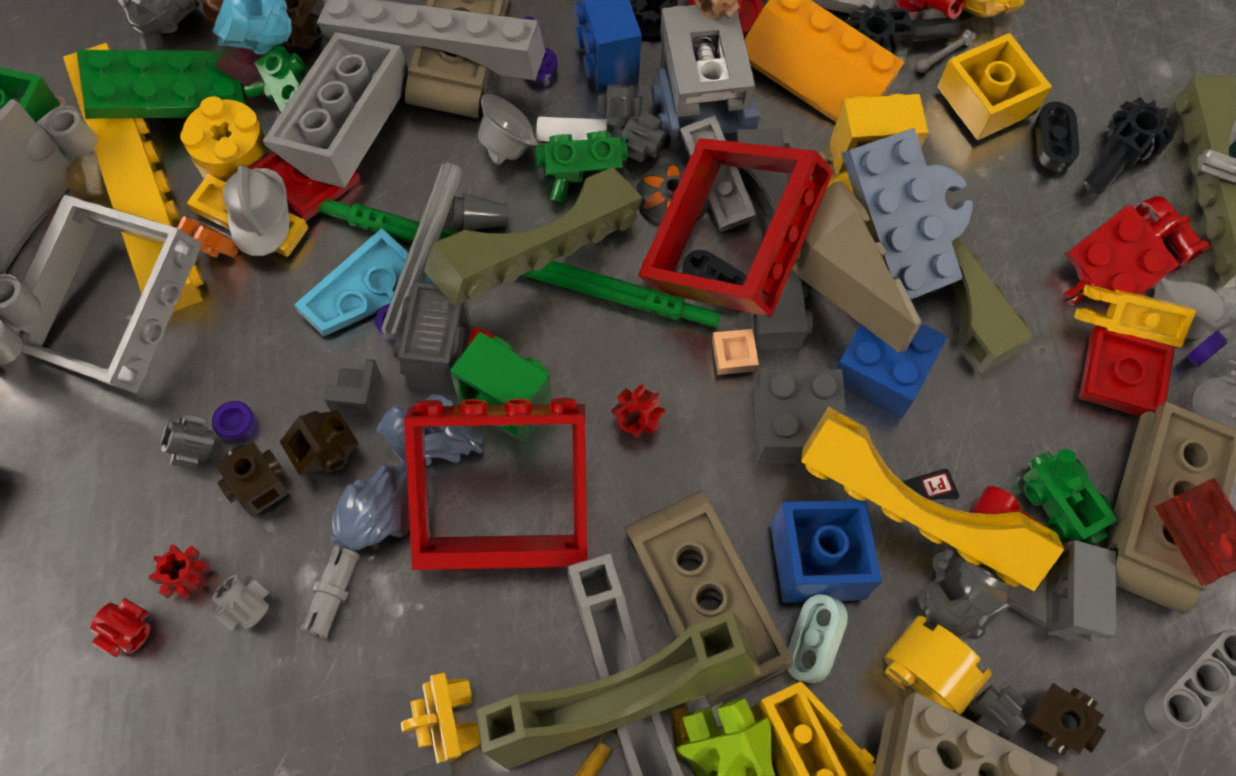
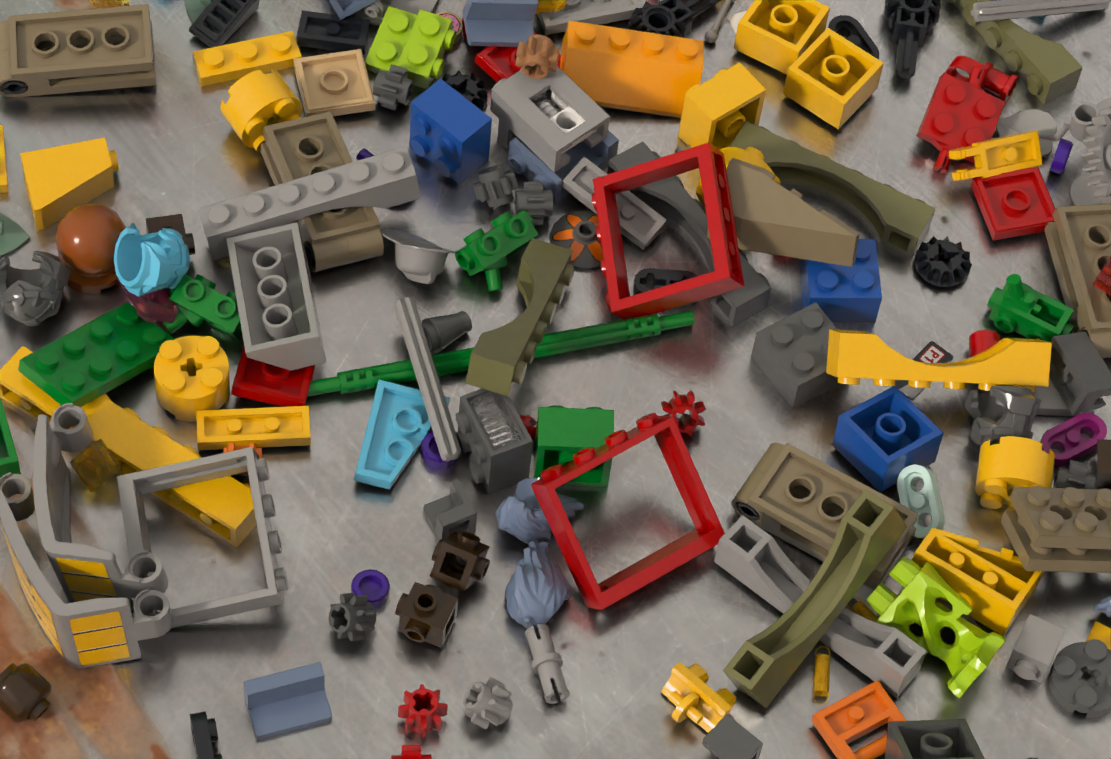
camera: 35 degrees left, 10 degrees down
(76, 490) = (287, 700): none -> sand blue panel
(257, 210) = (267, 416): light grey piece -> none
(576, 126) = (455, 230): white sticker -> none
(735, 351) = (721, 334): light nougat plate -> none
(909, 210) = (788, 151): sand blue plate -> none
(997, 402) = (936, 271): none -> black gear
(1013, 157) = (833, 78): none -> yellow brick
(1026, 659) = (1068, 439): none -> magenta plate

